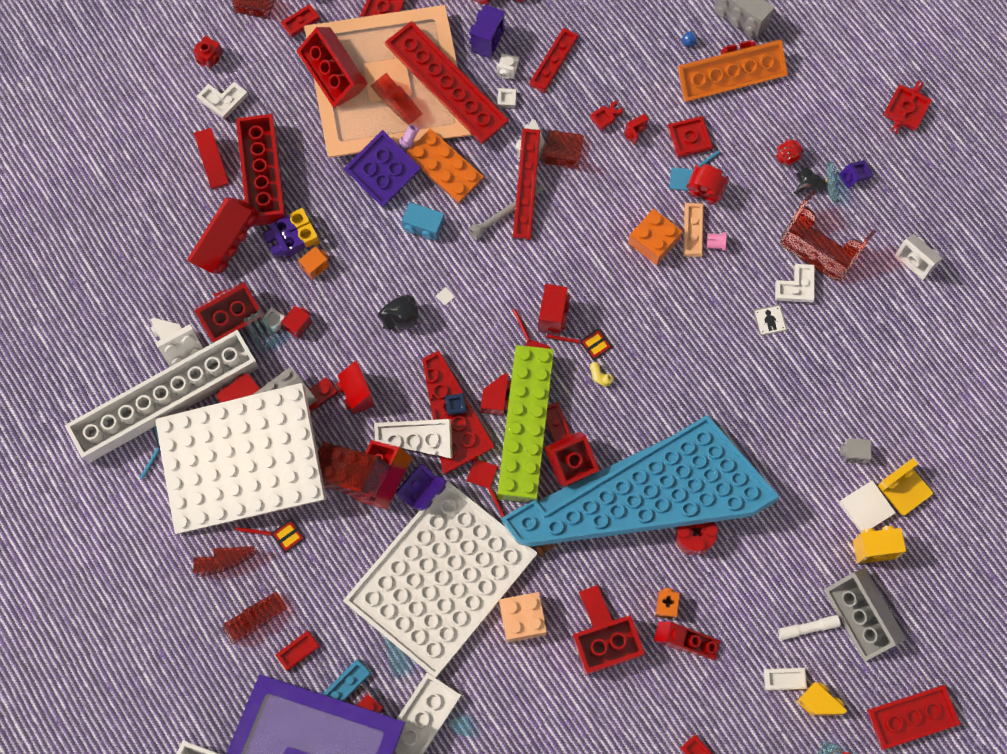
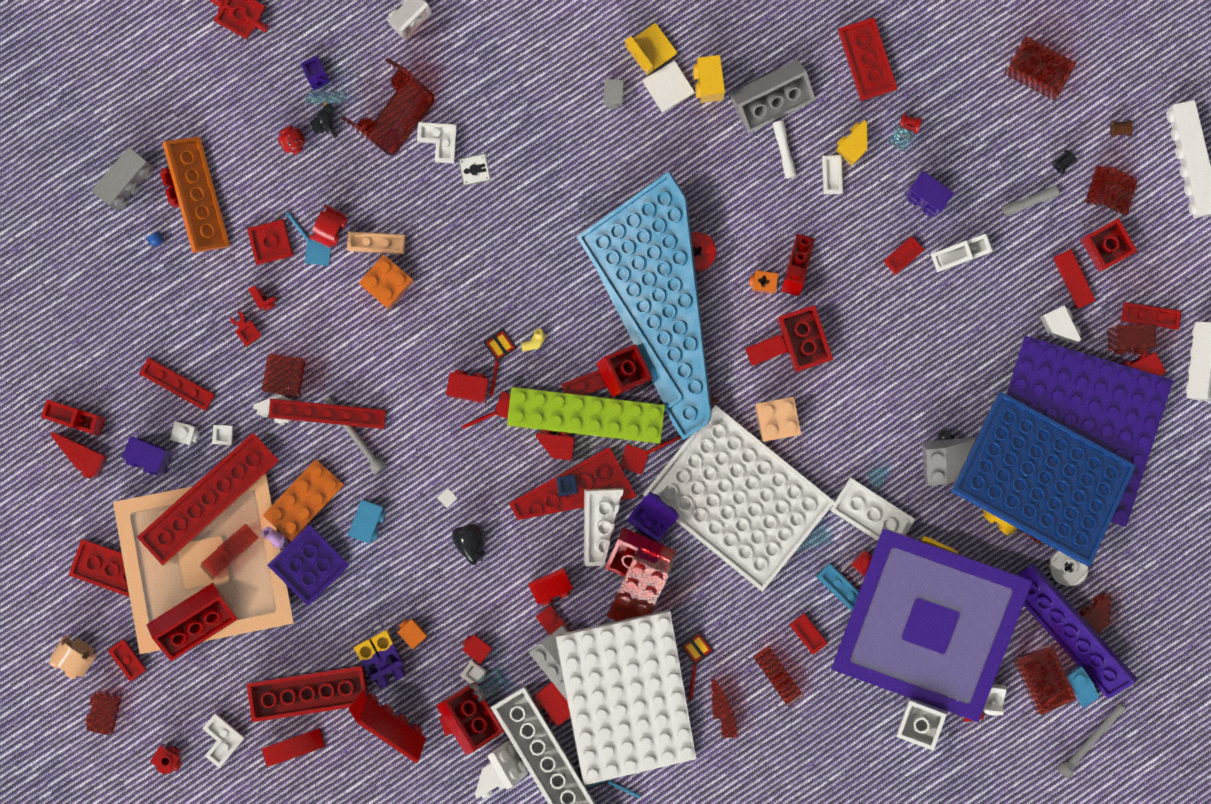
camera: 90 degrees left, 15 degrees up
(717, 241) = (390, 219): bright pink bush -> none

